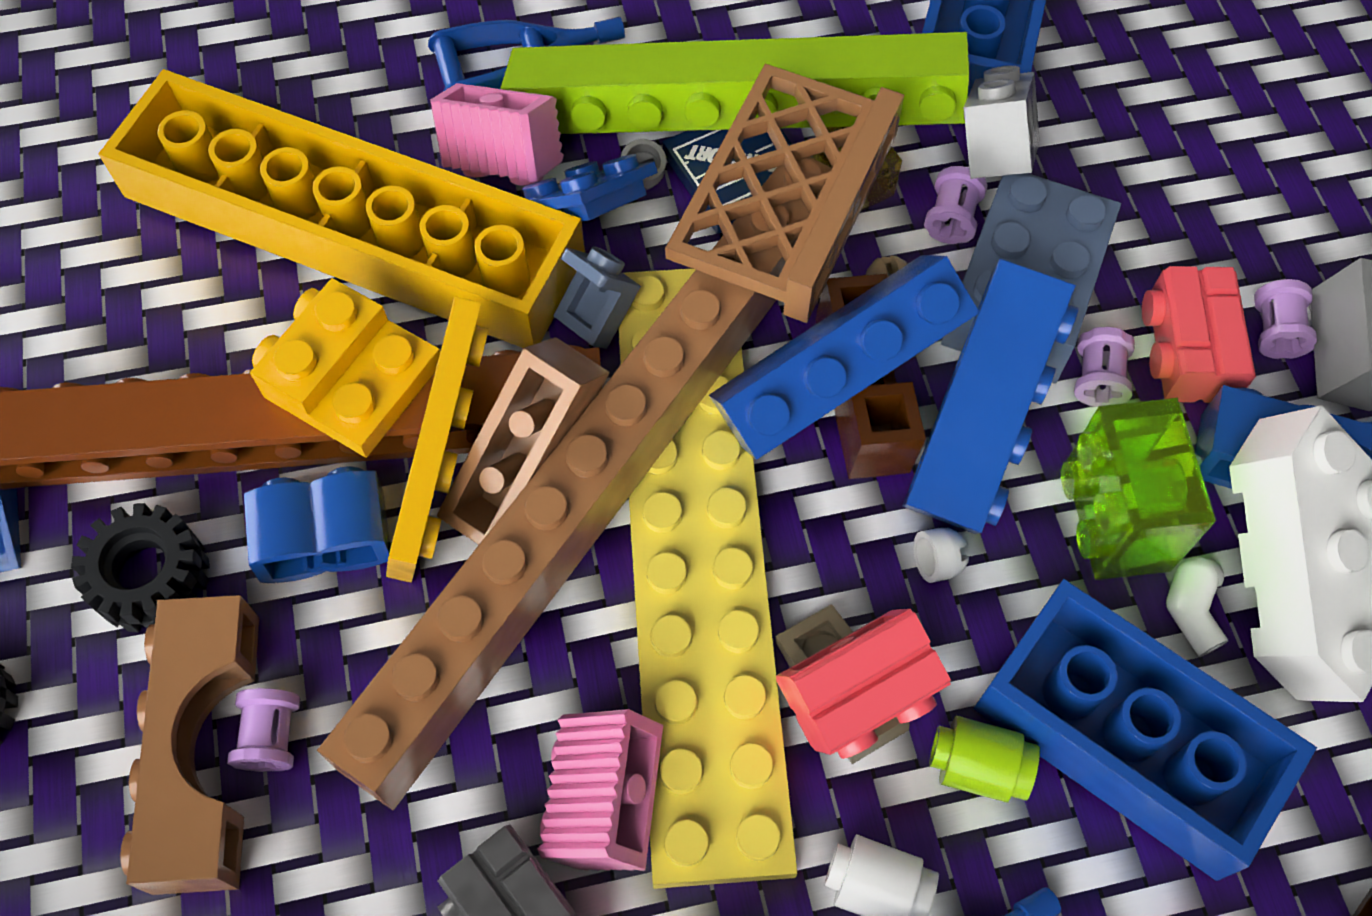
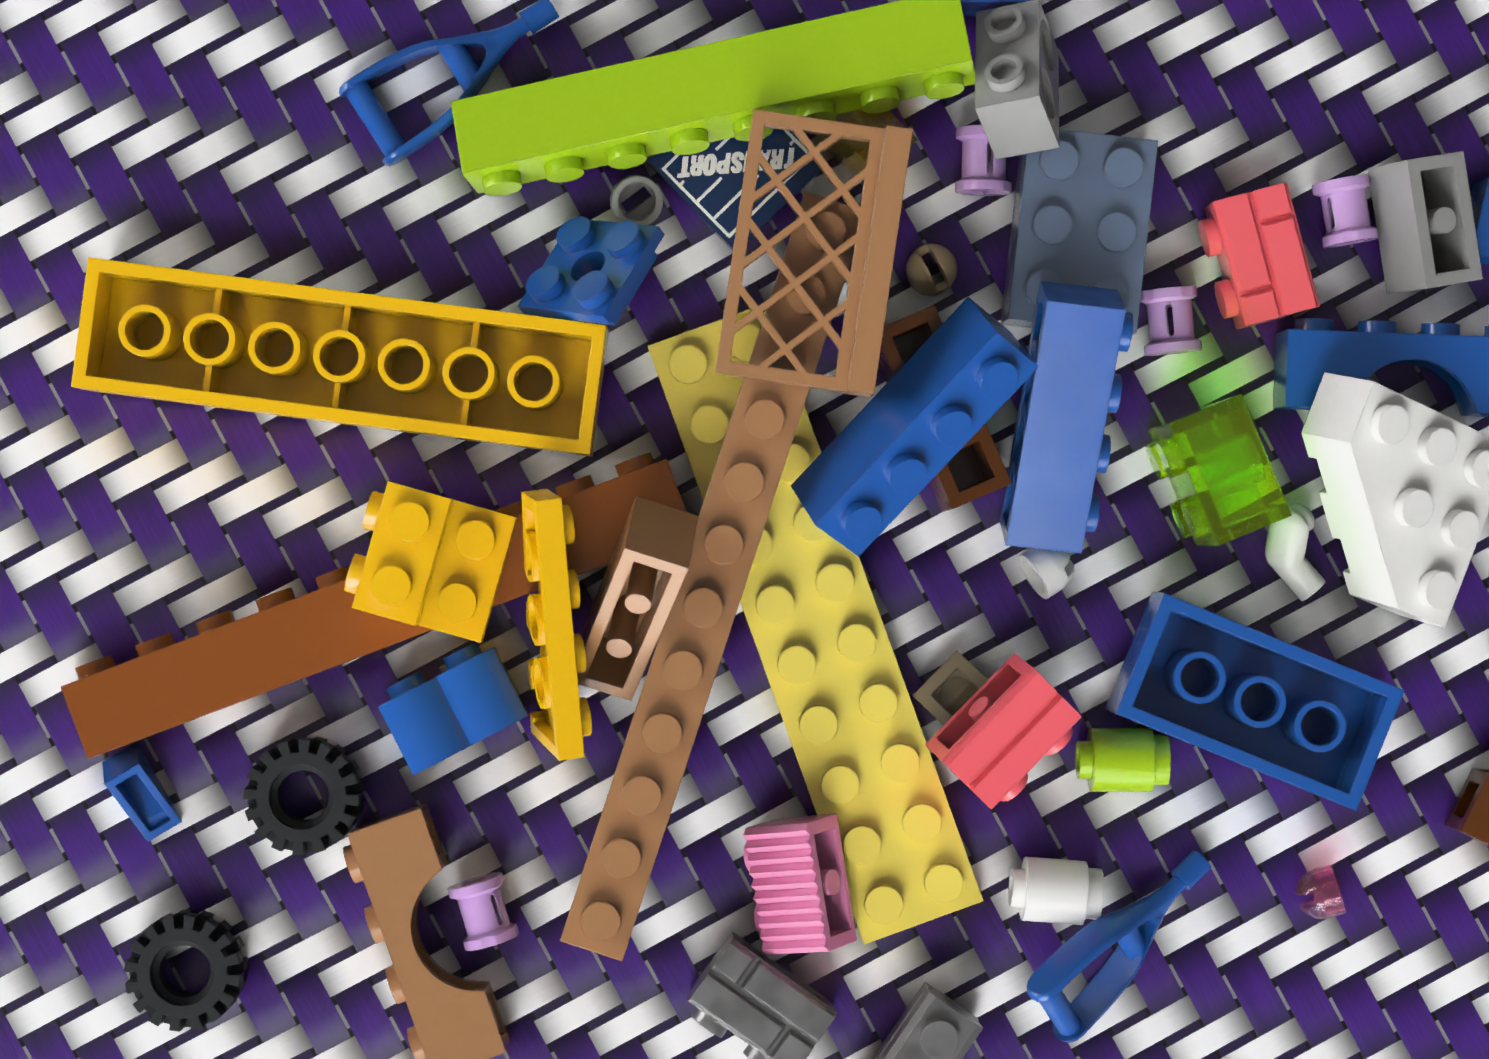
camera: 15 degrees left, 25 degrees up
(497, 132) = (473, 221): bright pink brick -> none
(596, 295) = (640, 390): sand blue bracket -> none

